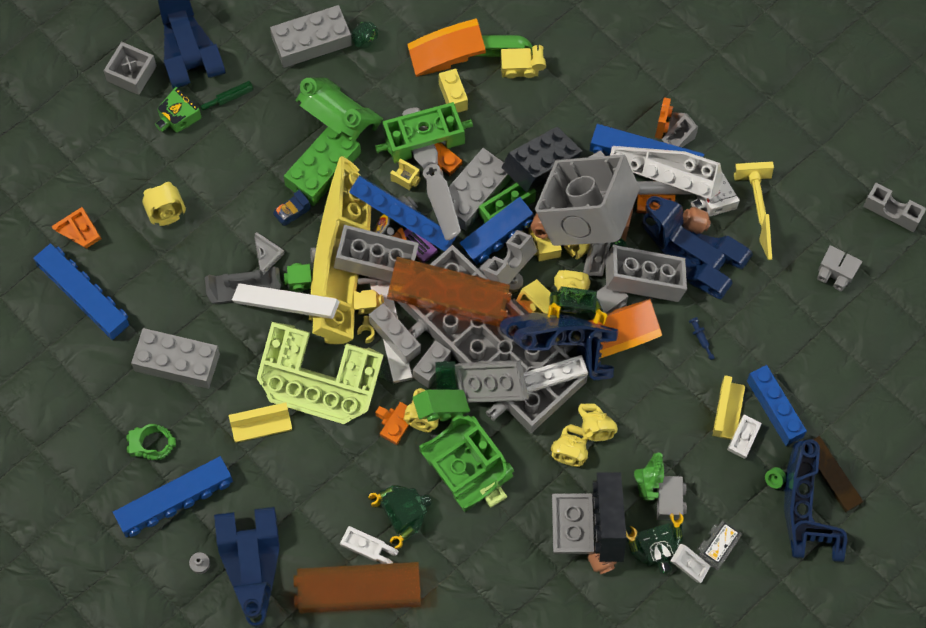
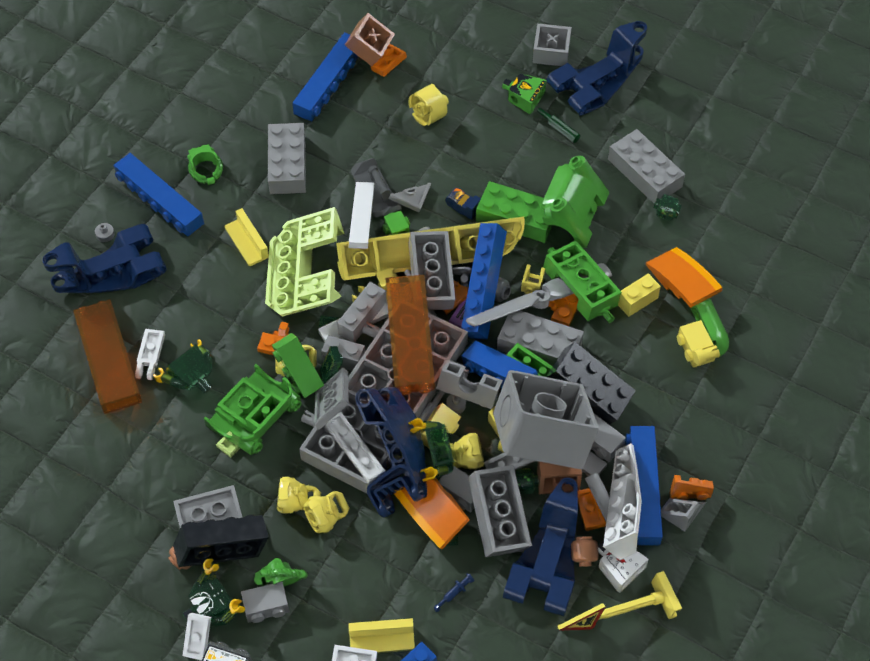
camera: 75 degrees right, 10 degrees down
(60, 233) = (369, 39): none -> nougat brick

